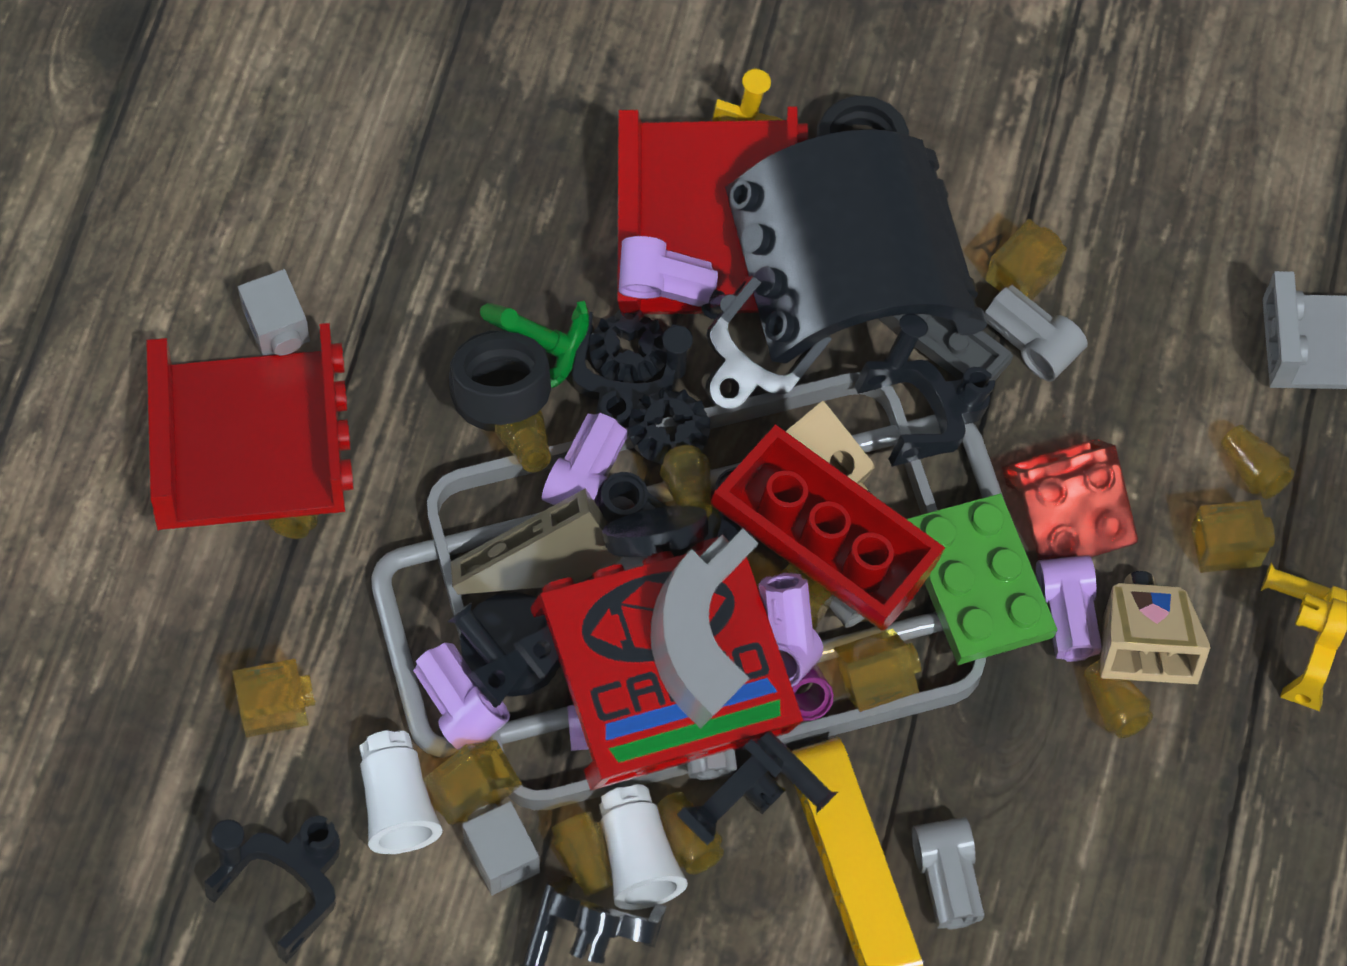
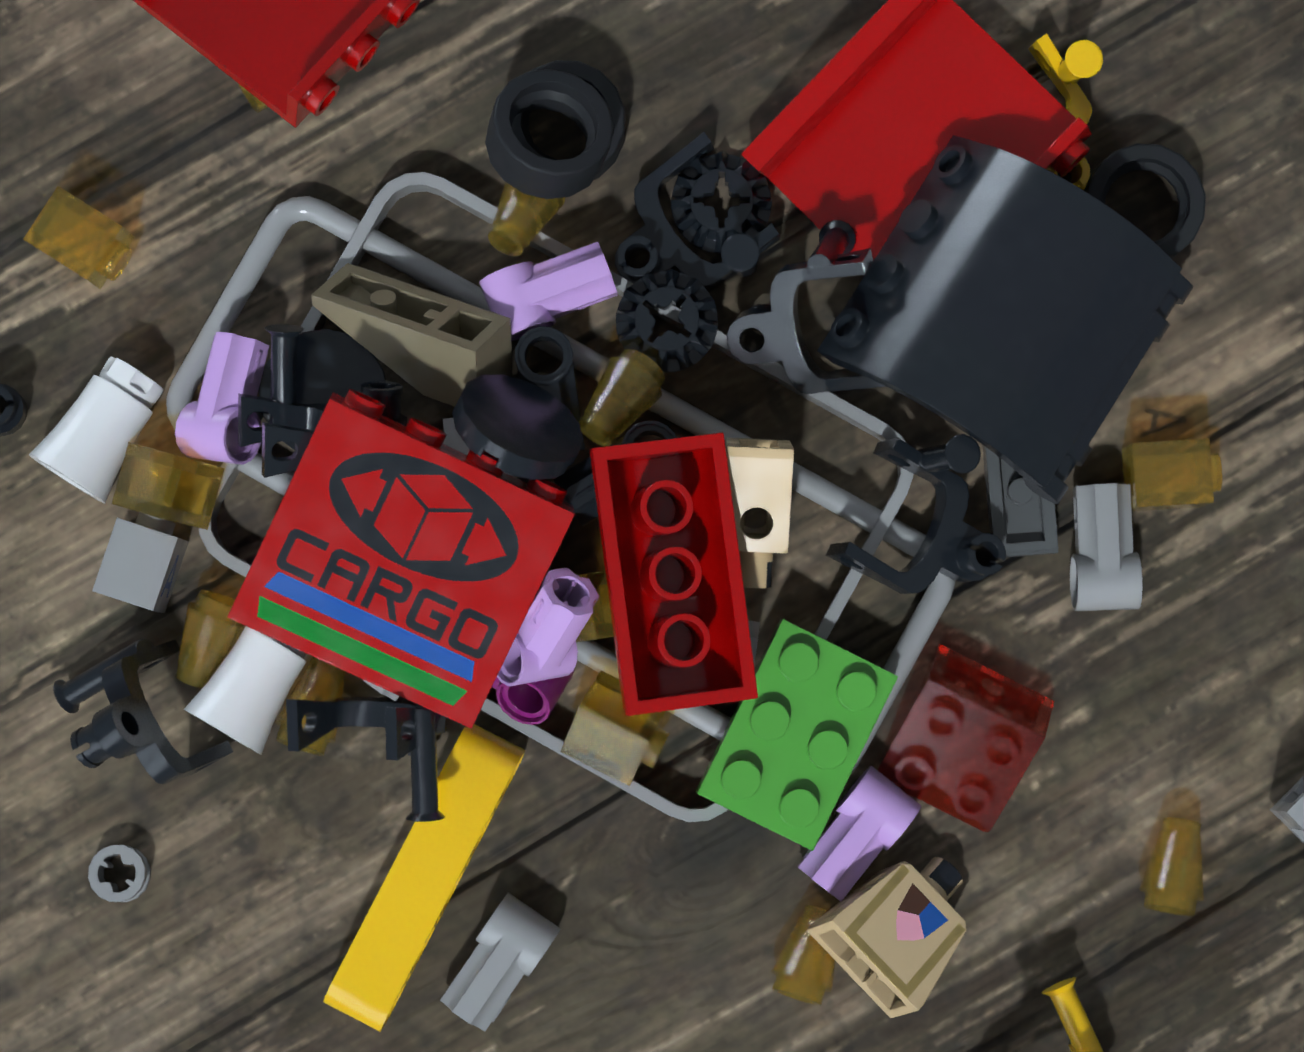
camera: 55 degrees right, 20 degrees up
(554, 342) = (641, 121): green piece -> none
(653, 272) = (797, 162): lavender piece -> none
(681, 637) = (424, 549): light grey arch -> none
(1232, 536) = (1074, 916): clear yellow brick -> none

